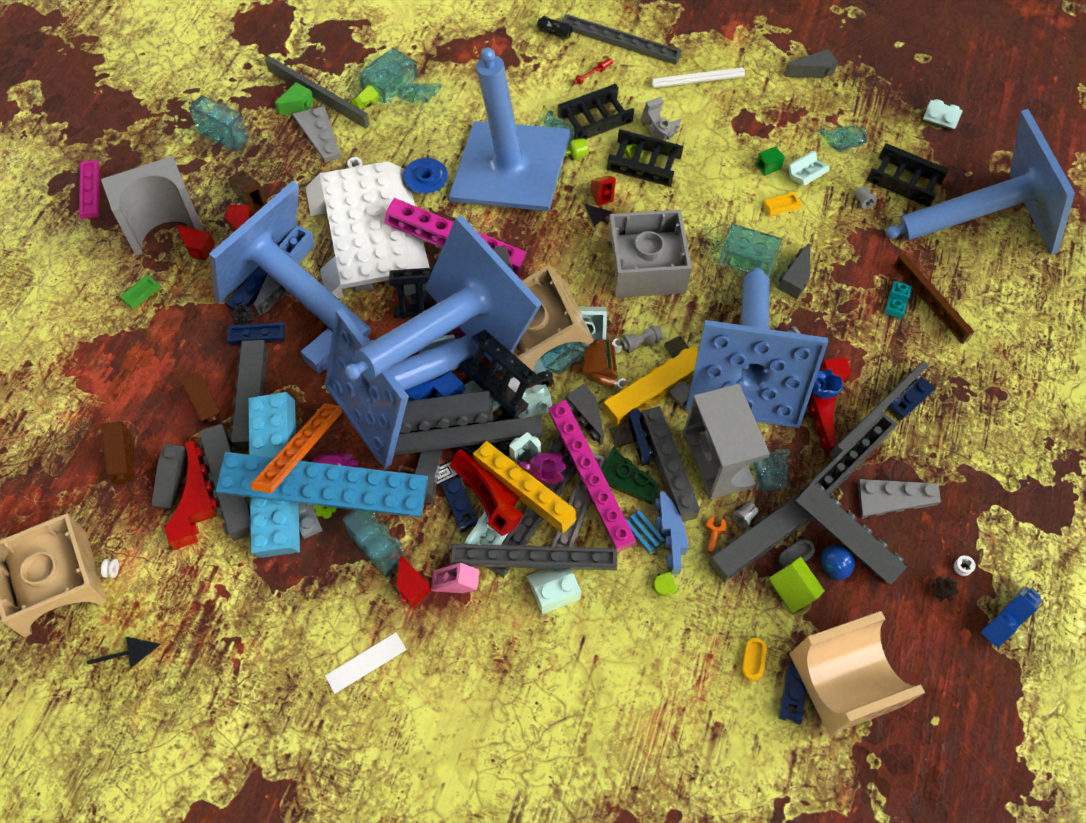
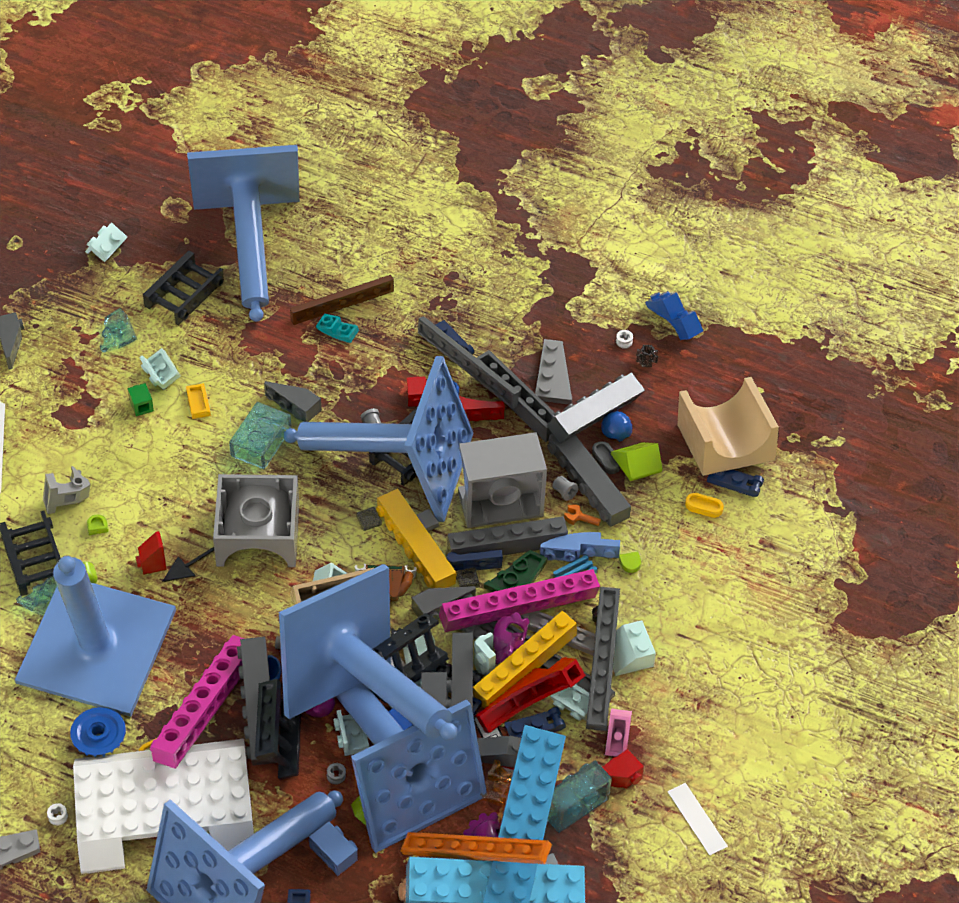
camera: 85 degrees left, 10 degrees down
(641, 170) = (122, 526): black fence -> none
(649, 336) = (354, 537): light grey piece -> none
(865, 197) = (205, 328): light grey bush -> none

